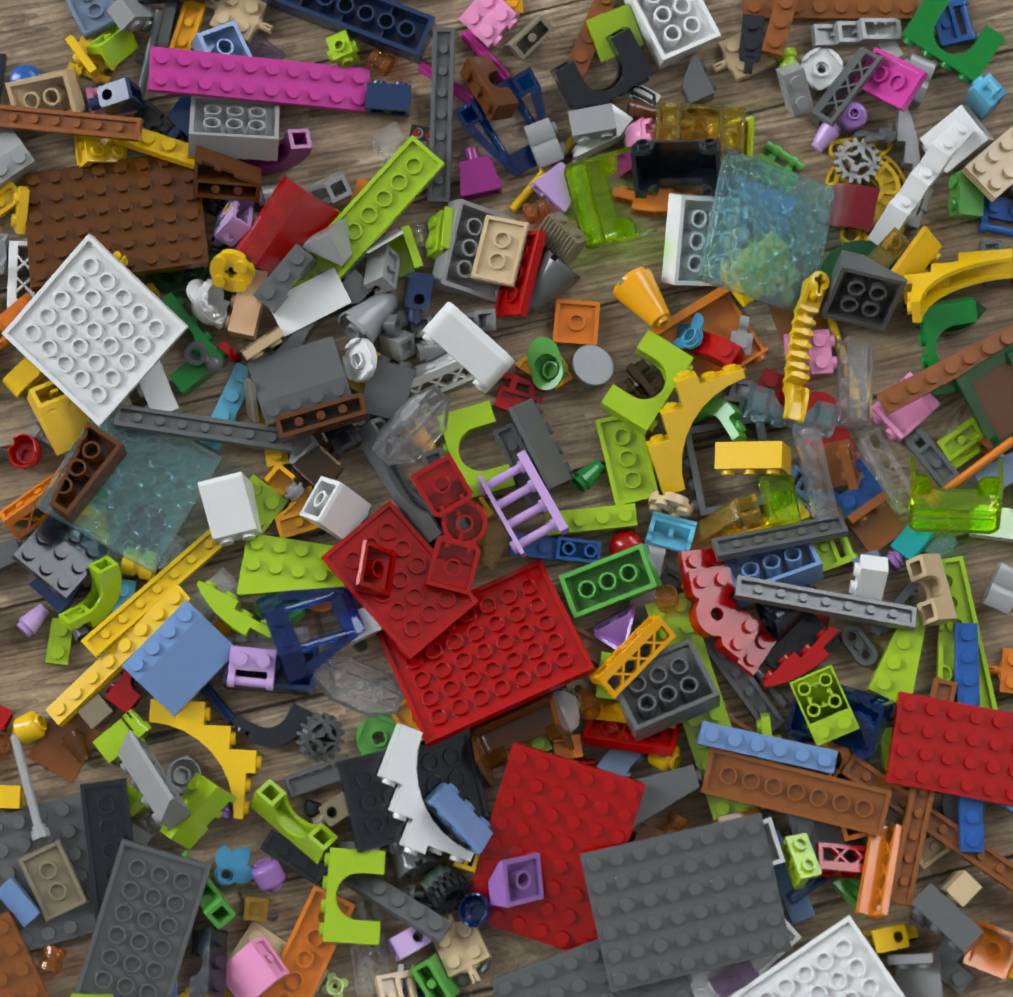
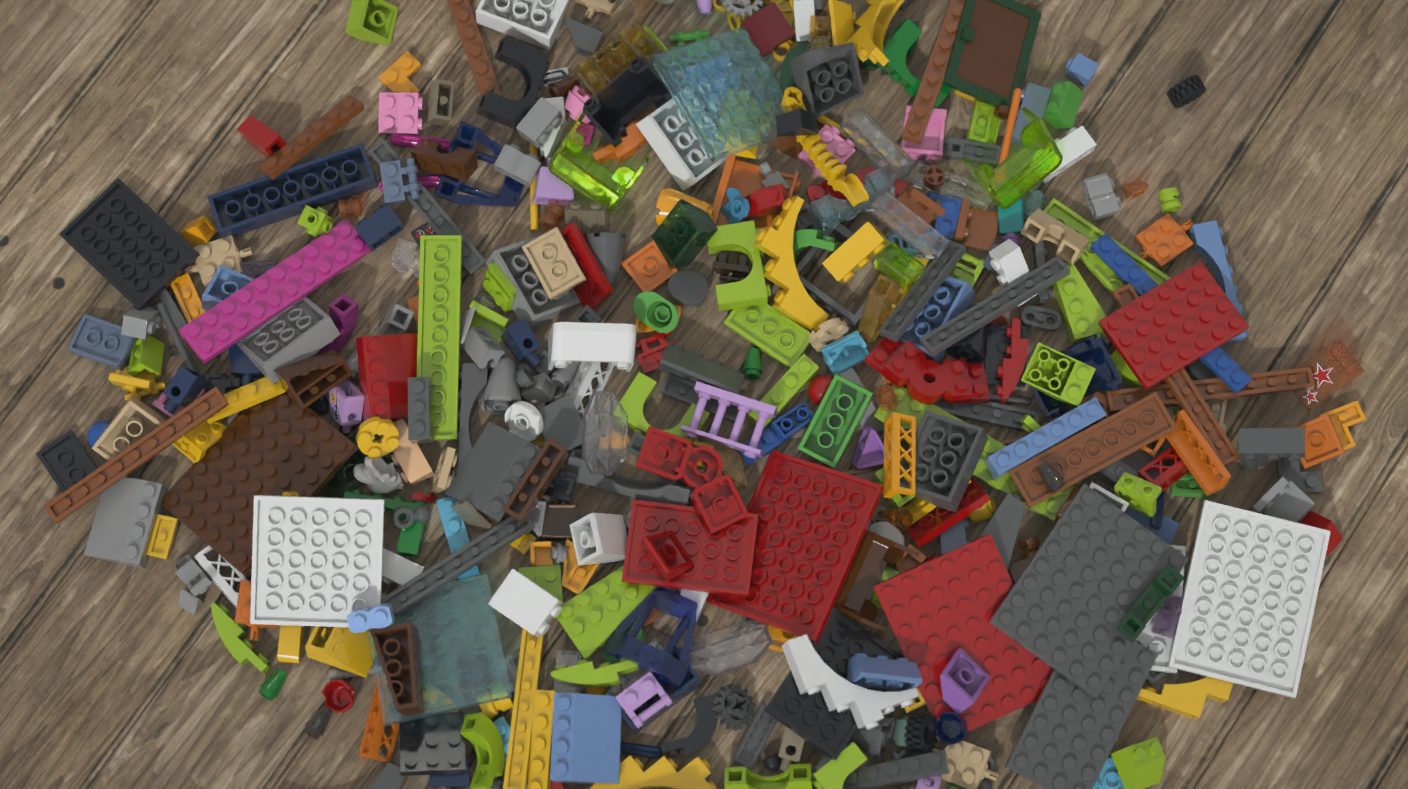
camera: 40 degrees left, 5 degrees down
(21, 200) = (186, 533): yellow plate -> none
(93, 409) = (365, 618): none -> light blue brick
(311, 302) = (452, 411): white sticker -> none
(331, 243) = (431, 357): light grey slope -> none
(373, 726) = (763, 666): bright green plate -> none
(431, 70) = (393, 183): none -> sand blue plate
(478, 176) = (490, 227): magenta torso -> none
(609, 22) = (487, 47): lime slope -> none
(625, 319) = (684, 234): none -> clear green slope
(672, 575) = (872, 380): dark grey slope -> none
(722, 956) = (1149, 602): none -> dark green slope
(739, 783) = (1051, 478): none -> clear smoke cone
(801, 308) = (796, 123): none -> black slope
(878, 448) = (935, 173): none -> copper wheel
(890, 937) = (1244, 492): yellow torso -> none
(959, 887) = (1259, 414): tan brick -> none

